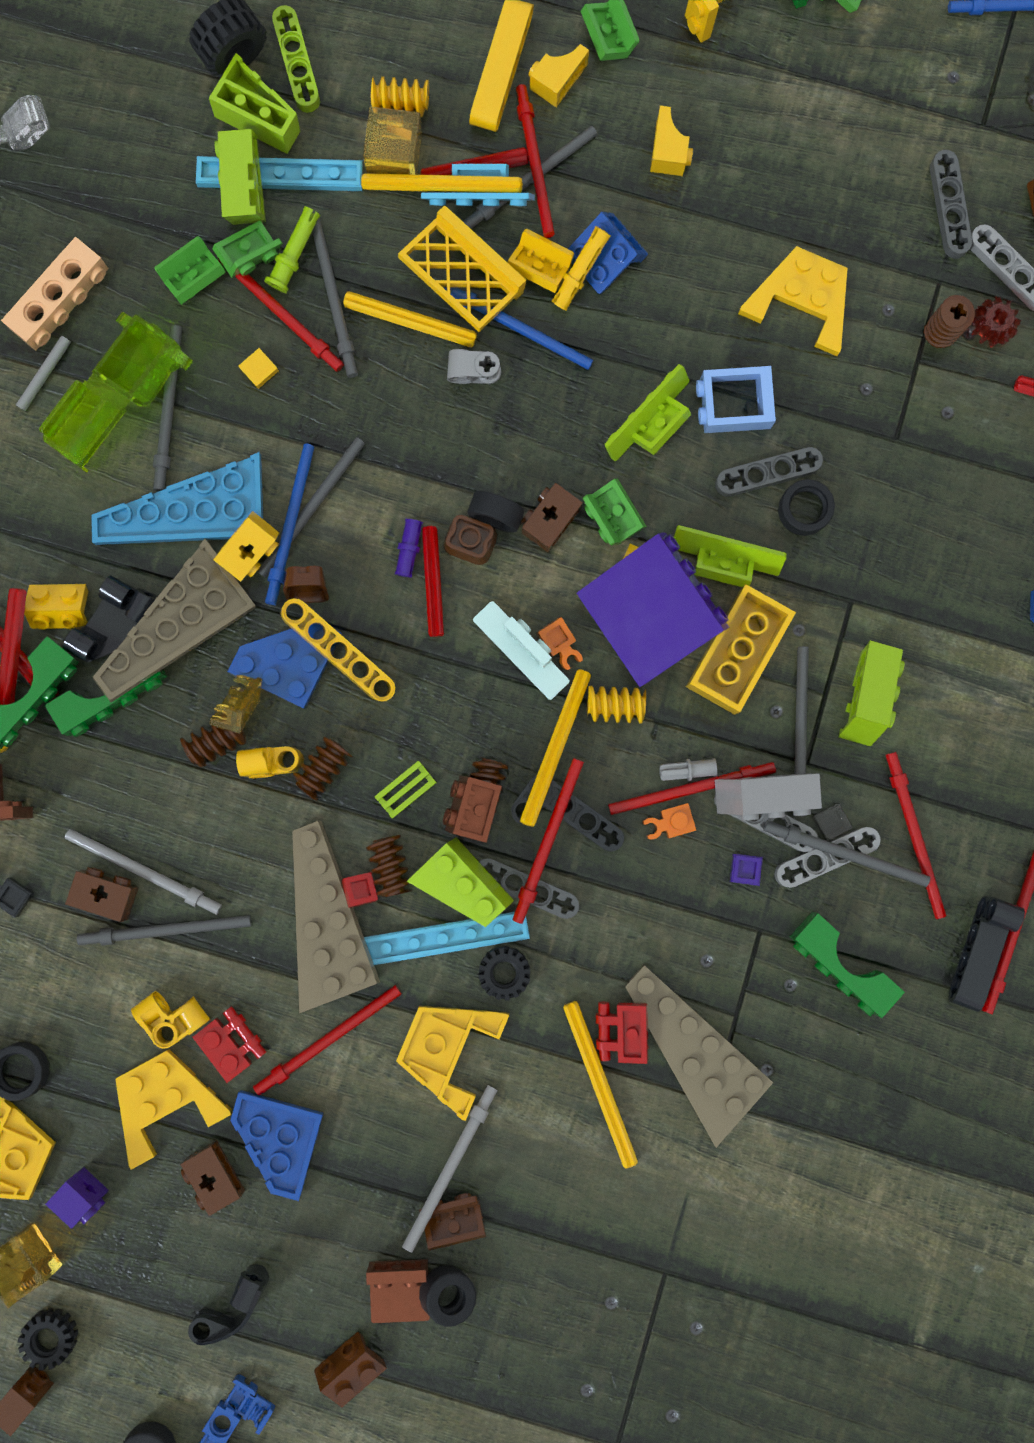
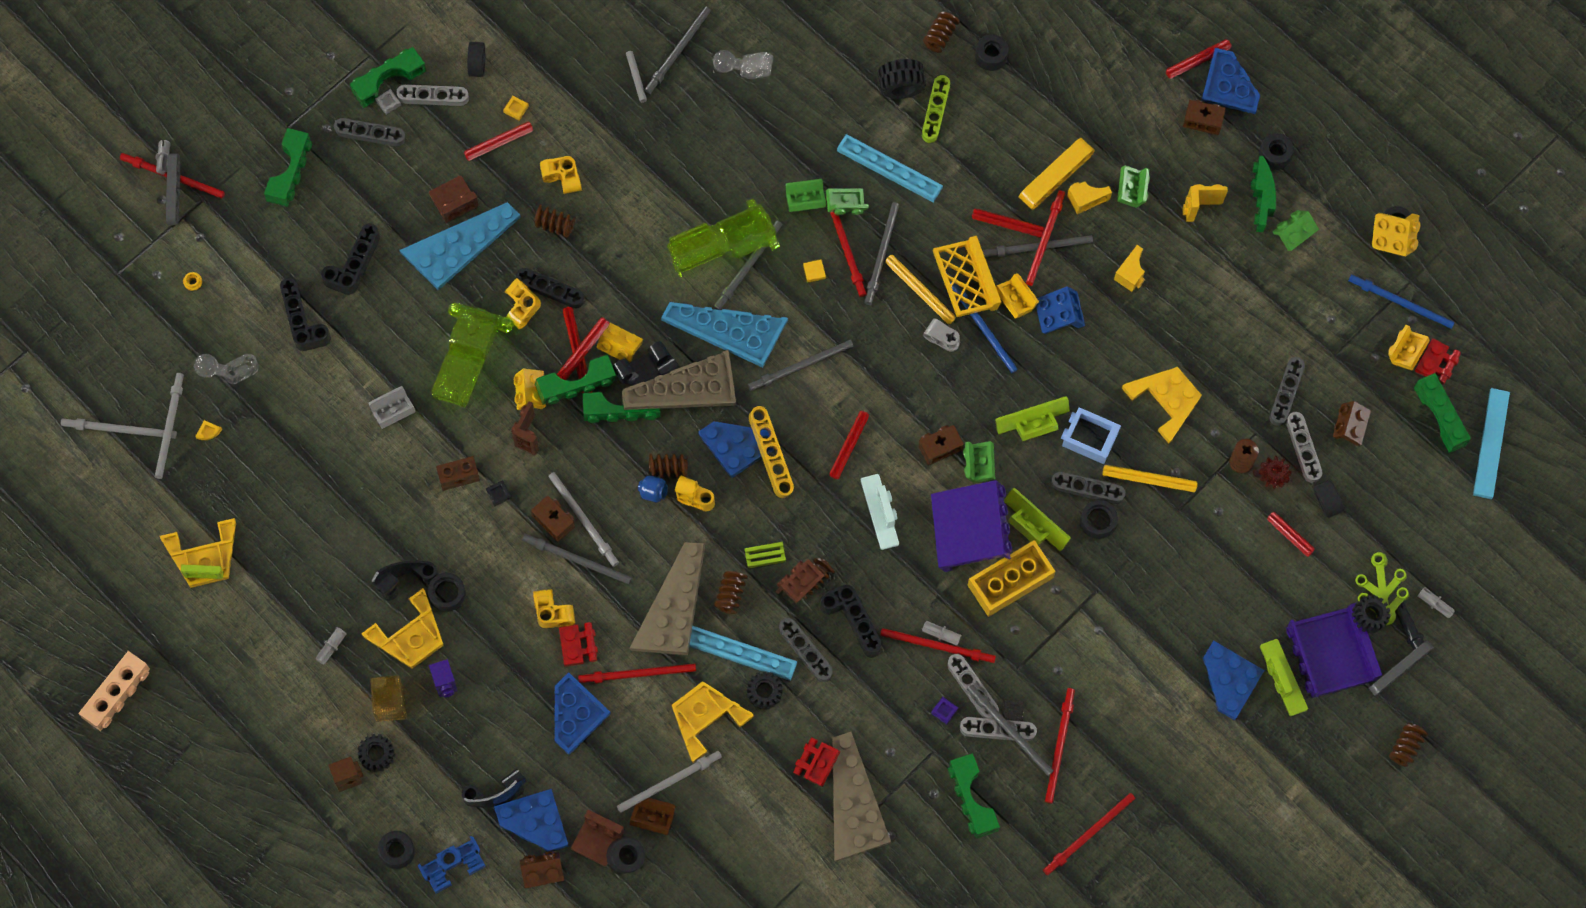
camera: 30 degrees right, 15 degrees down
(43, 373) = (685, 209): light grey bar -> none
(53, 280) = (725, 160): light nougat brick -> none
(156, 1091) = (518, 648): yellow wing -> none
(207, 1163) = (524, 701): reddish brown brick -> none
(211, 783) = (652, 489): none -> blue head
(238, 704) = (695, 453): clear yellow hinge -> none
(240, 177) = (864, 159): lime wedge -> none
(250, 104) = (894, 124): lime wedge -> none
(254, 532) = (740, 366): yellow brick -> none
(277, 573) = (760, 390): blue bar -> none
(286, 262) = (865, 220): lime pin -> none
(305, 584) = (774, 404): reddish brown piece -> none
(305, 1309) = (534, 820): none -> blue plate
(321, 767) = (723, 513): reddish brown piece -> none
(359, 890) = (706, 595): red tile -> none
(392, 141) = (965, 185): clear yellow piece -> none
(400, 96) = (984, 161): yellow piece -> none
(408, 548) = (845, 418): dark purple pin -> none
(442, 183) = (981, 222): yellow axle -> none
(462, 883) = (769, 621): lime wedge -> none
(470, 540) = (885, 433): reddish brown piece -> none
(489, 199) = (1004, 233): medium azure bracket -> none
(496, 511) = (909, 423): black tyre -> none
(528, 892) = (804, 649): red bar -> none
(555, 748) = (868, 574): yellow axle -> none
(558, 639) = (905, 518): orange plate -> none
(575, 277) = (1034, 314): yellow pin -> none
(600, 1084) = (785, 787): yellow axle -> none
(616, 704) = (919, 572): yellow piece -> none
(674, 821) = (916, 660): orange plate -> none
(769, 795) = (981, 667): light grey wedge -> none
(801, 710) = (1004, 678): dark grey bar -> none
(840, 416) = (1150, 478): none -> yellow axle
(873, 693) = (1077, 646): lime wedge -> none
(983, 950) = (1063, 832): black beam -> none

